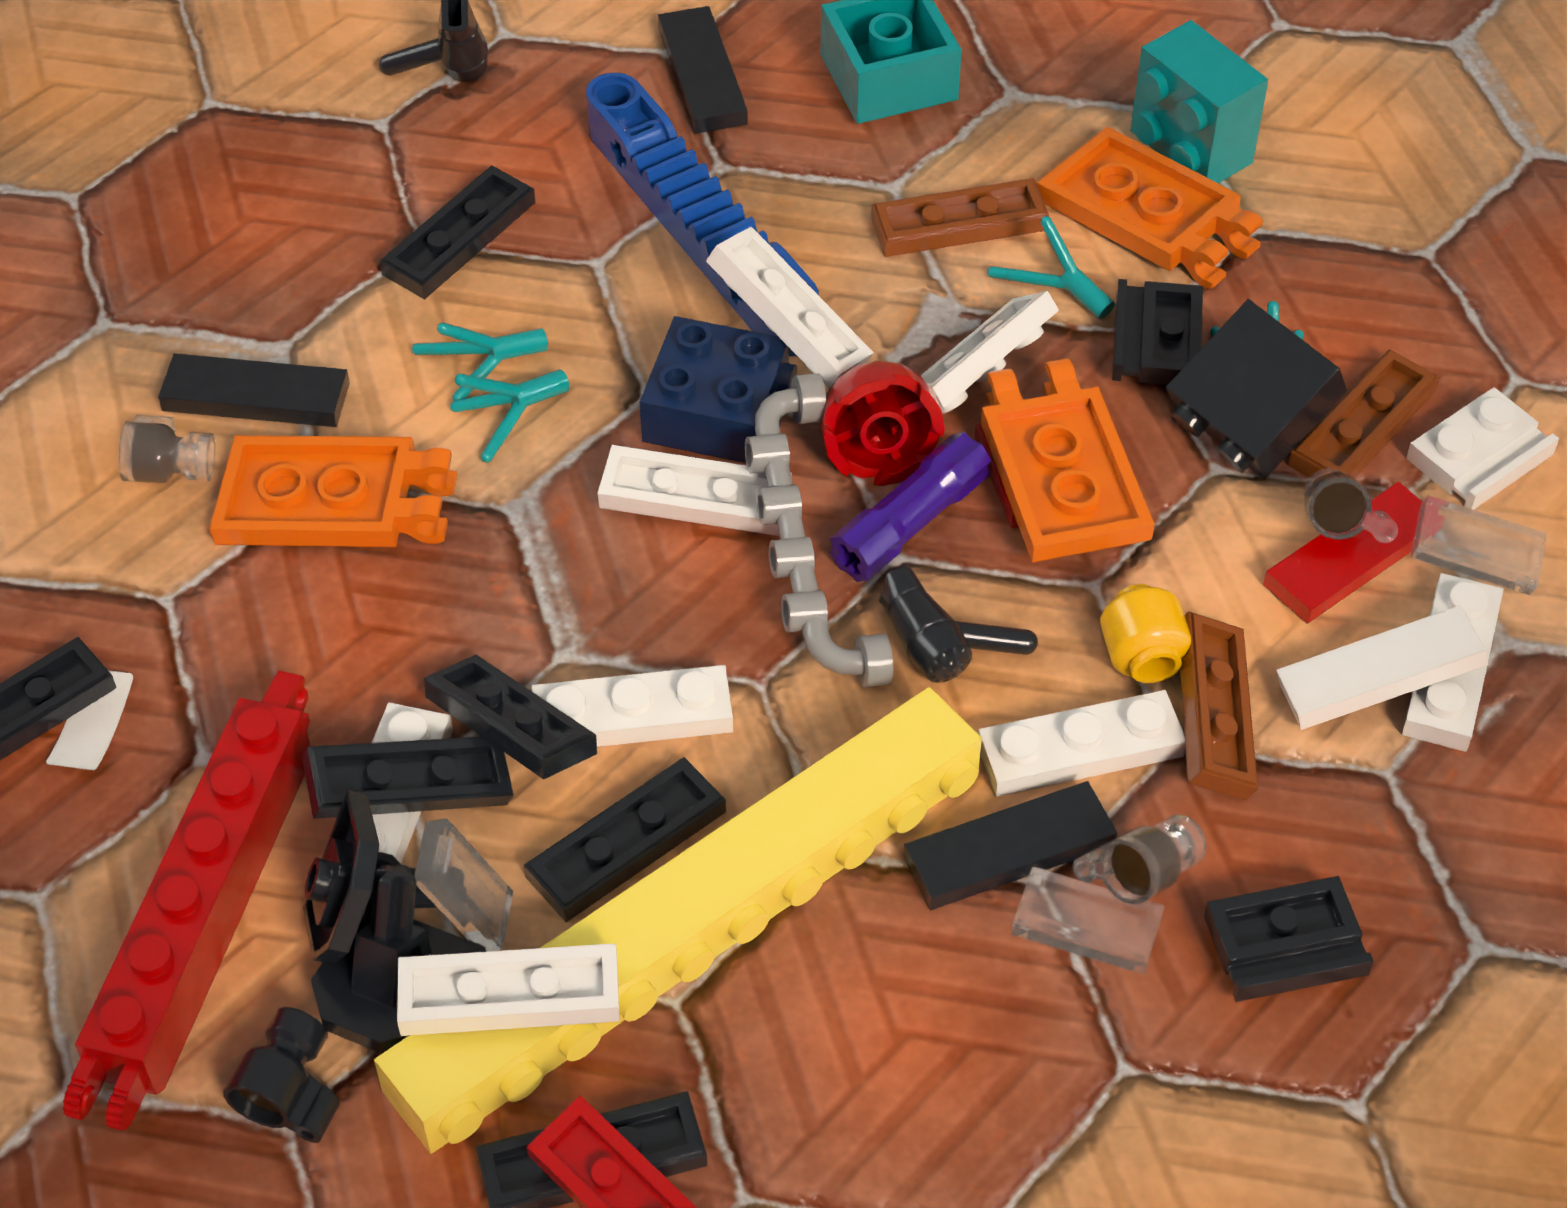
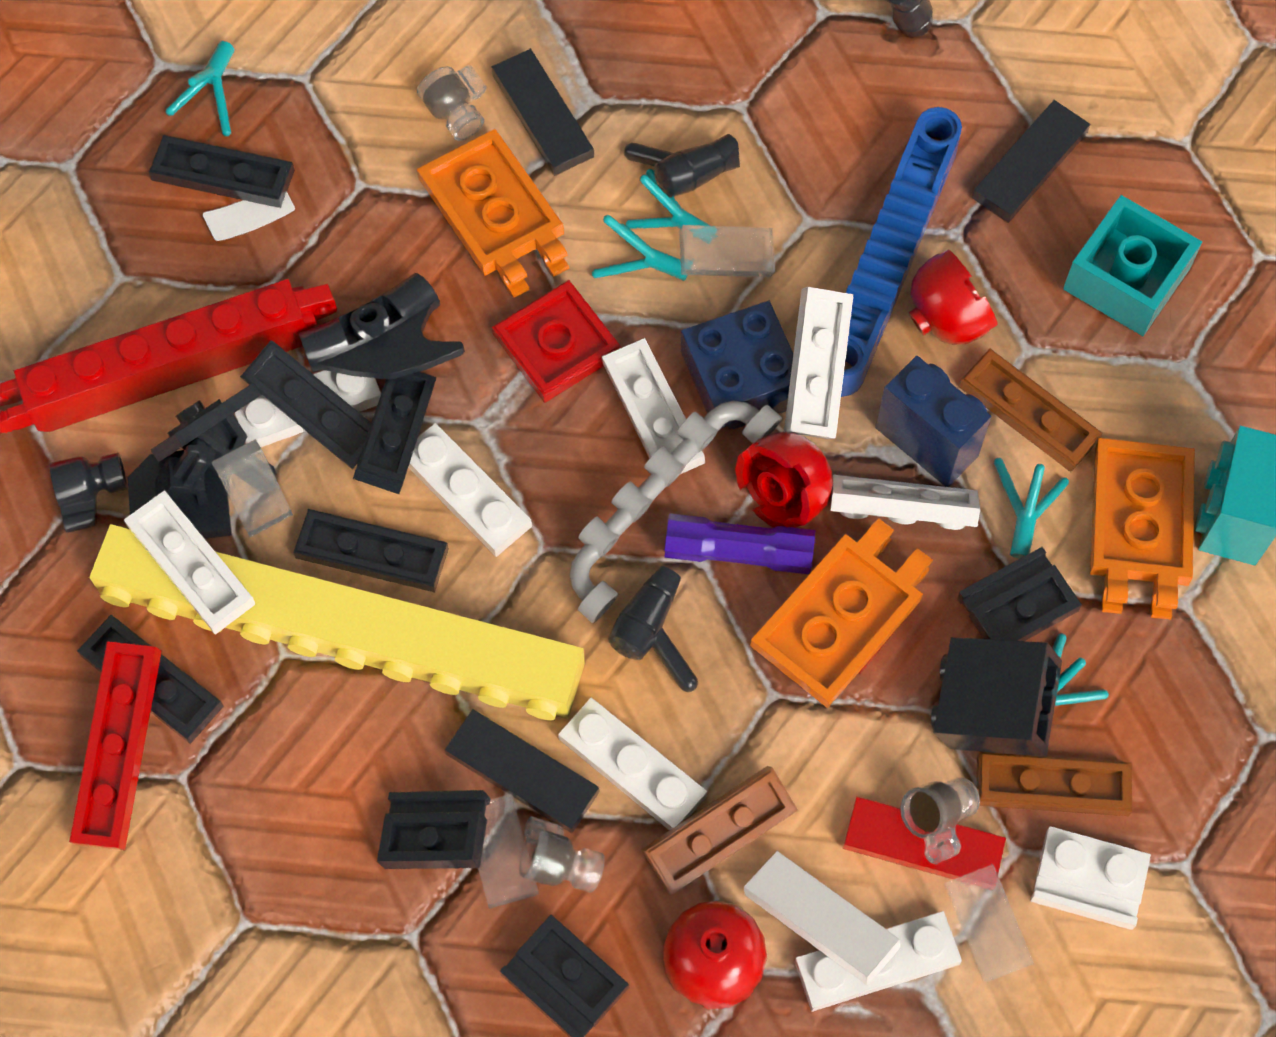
camera: 55 degrees right, 15 degrees up
(386, 665) = (381, 336): none -> black pin
(453, 301) = (687, 168): none -> black piece
(457, 232) = (765, 123): black tile -> none
(532, 531) = (556, 340): none -> red tile
(574, 331) = (726, 251): none -> clear tile
(805, 187) = (949, 302): none -> red cylinder
(924, 271) = (933, 420): none -> dark blue brick
(1024, 957) = (434, 830): none -> black plate
(1145, 633) = (738, 750): yellow head -> none
(1352, 787) = (713, 975): none -> red cylinder

